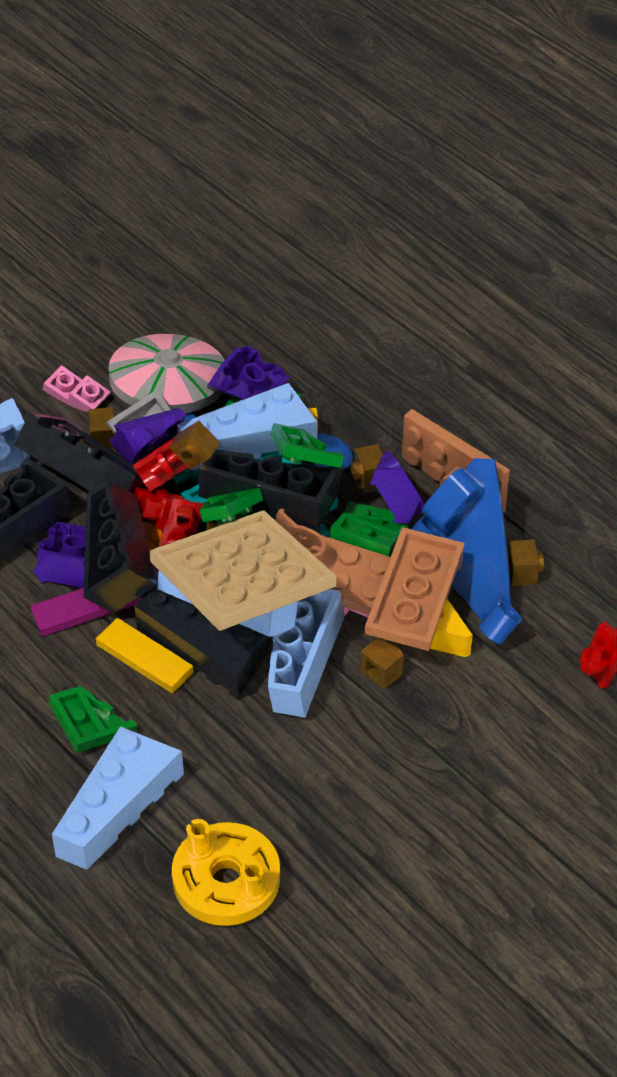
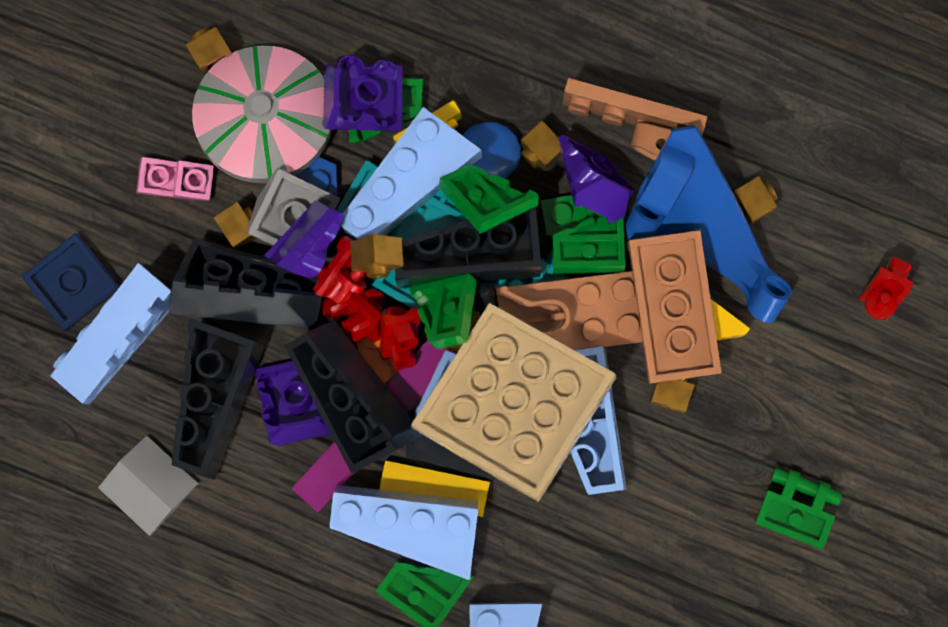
camera: 20 degrees left, 35 degrees up
(113, 661) = (413, 525): none -> light blue wedge
(153, 321) = (207, 48): none -> pearl gold plate
(441, 796) = (796, 519): none -> green plate

